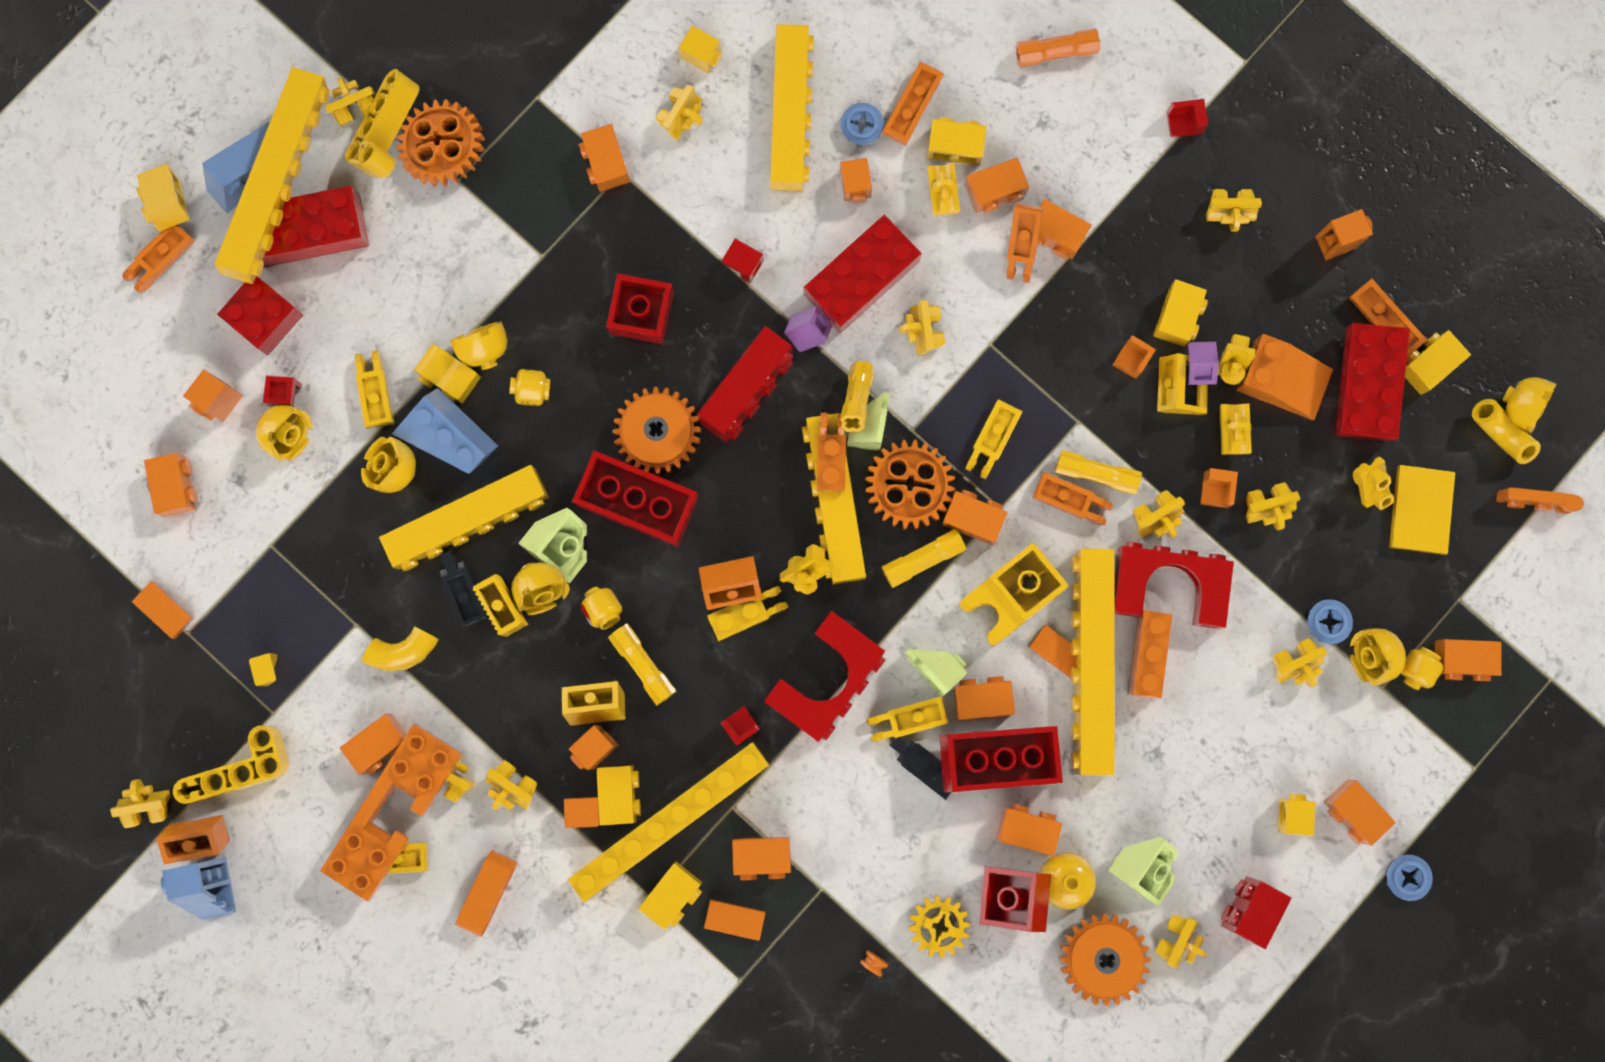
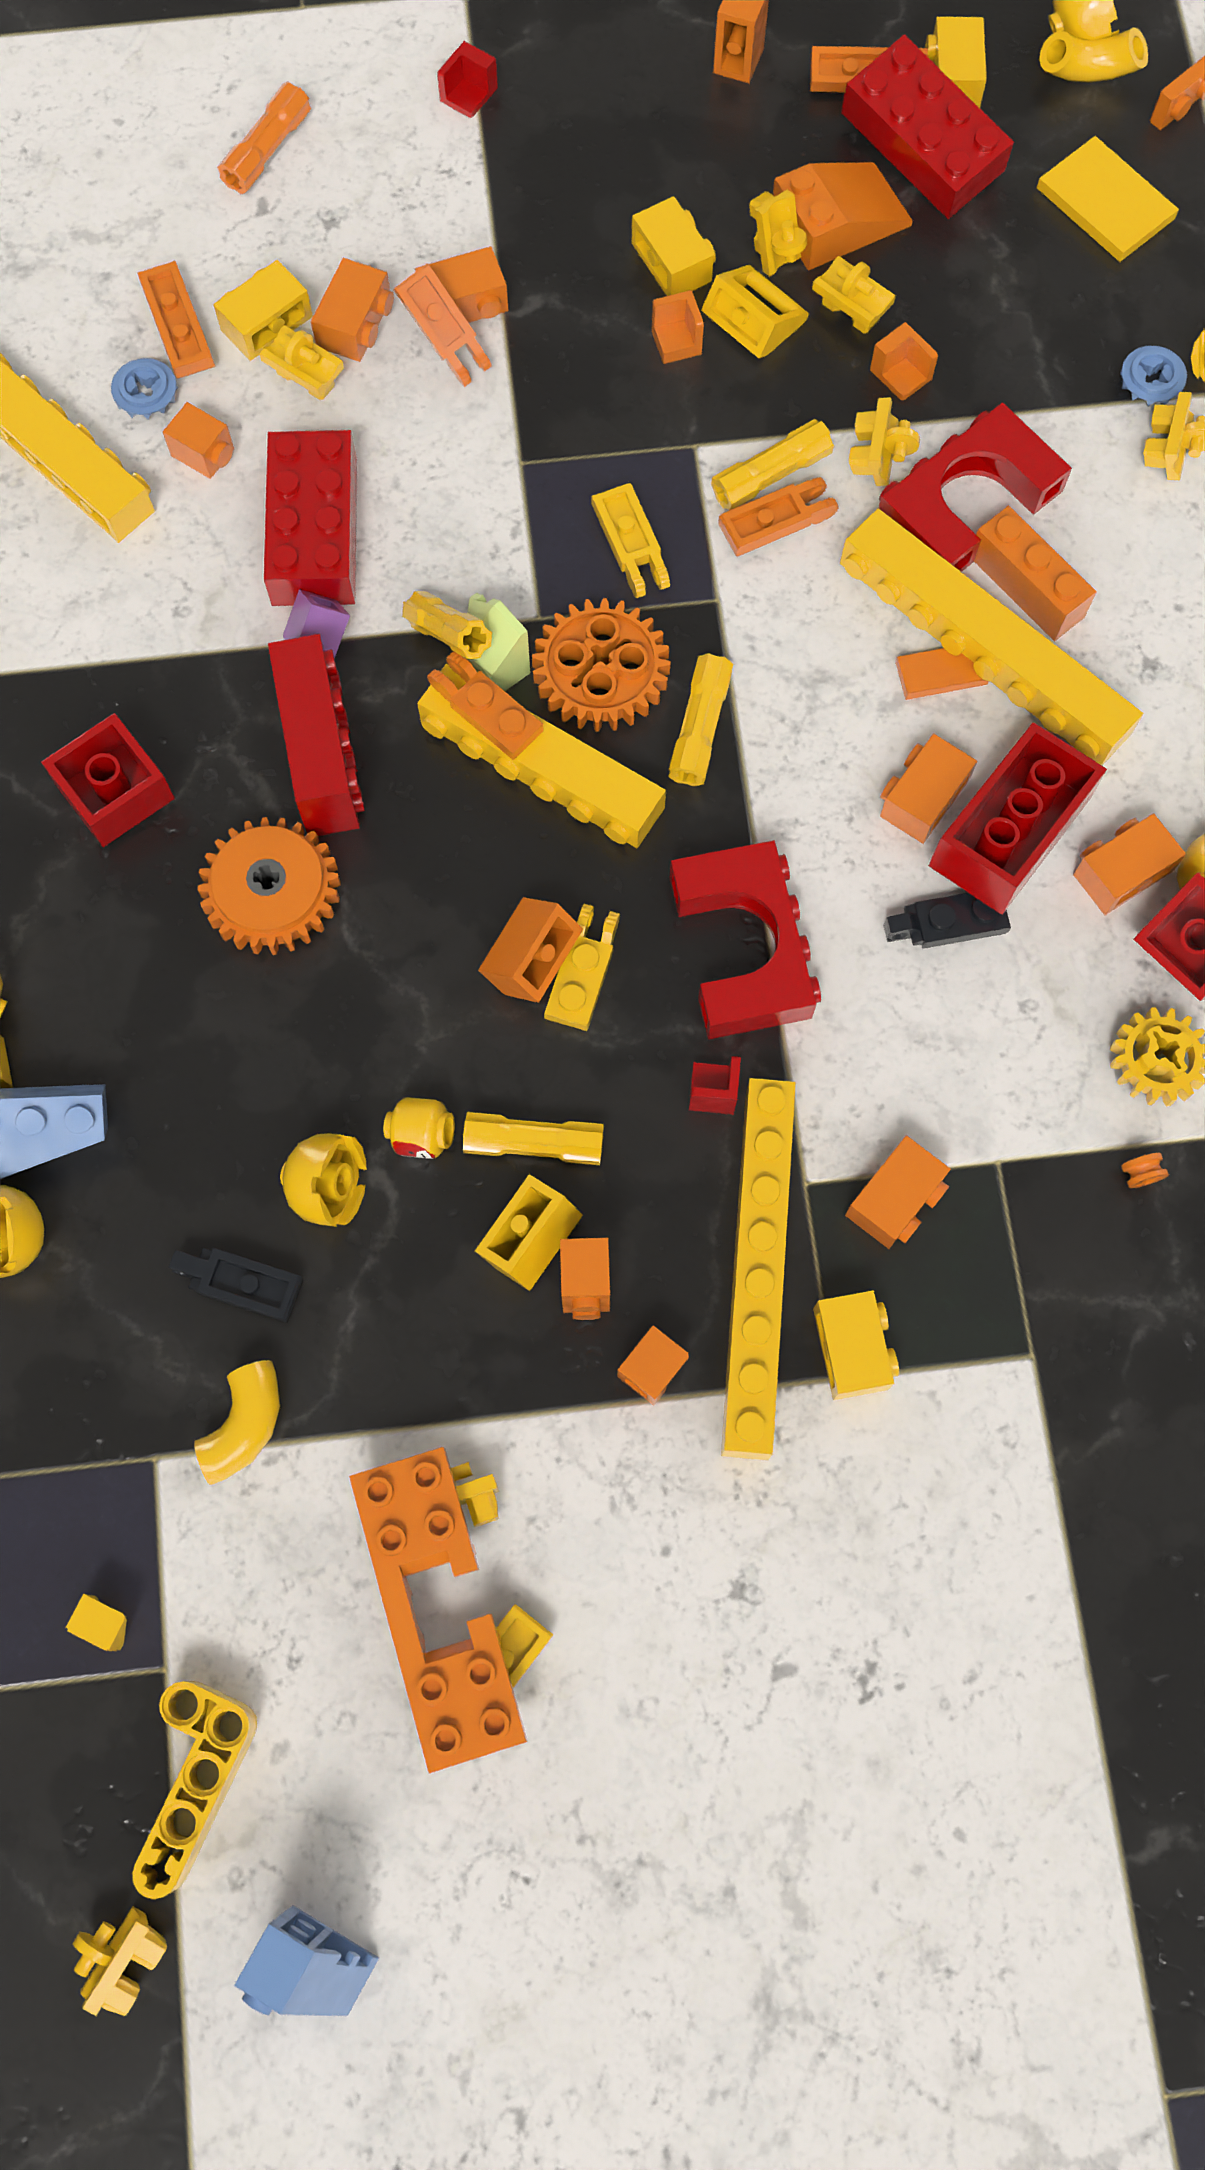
camera: 50 degrees left, 10 degrees down
(193, 839) = (229, 1924): orange brick -> none
(374, 745) = (329, 1561): orange brick -> none
(463, 518) = (152, 1201): yellow brick -> none
(486, 893) = (650, 1581): orange beam -> none
(499, 605) = (302, 1244): yellow brick -> none
(500, 781) = (543, 1437): yellow hips -> none
(530, 387) = (73, 986): yellow head -> none
(558, 542) = (288, 1107): yellowish green slope -> none
(617, 795) = (664, 1299): yellow brick -> none
(635, 498) = (327, 972): red brick -> none
(734, 920) = (949, 1295): orange tile -> none
(743, 260) = (167, 622): red panel -> none
(807, 570) = (597, 850): yellow hips -> none
(911, 718) = (878, 886): yellow hinge -> none
(919, 327) = (434, 508): yellow hips -> none
(938, 668) = (845, 808): yellowish green slope -> none
(975, 517) = (709, 623): orange brick -> none
(1007, 596) = (834, 660): yellow brick -> none
(1202, 363) = (753, 263): medium lavender panel -> none
(1233, 210) = (609, 114): yellow hips -> none
(1272, 510) = (978, 328): yellow hips -> none
(1374, 484) = (1034, 210): yellow hips -> none

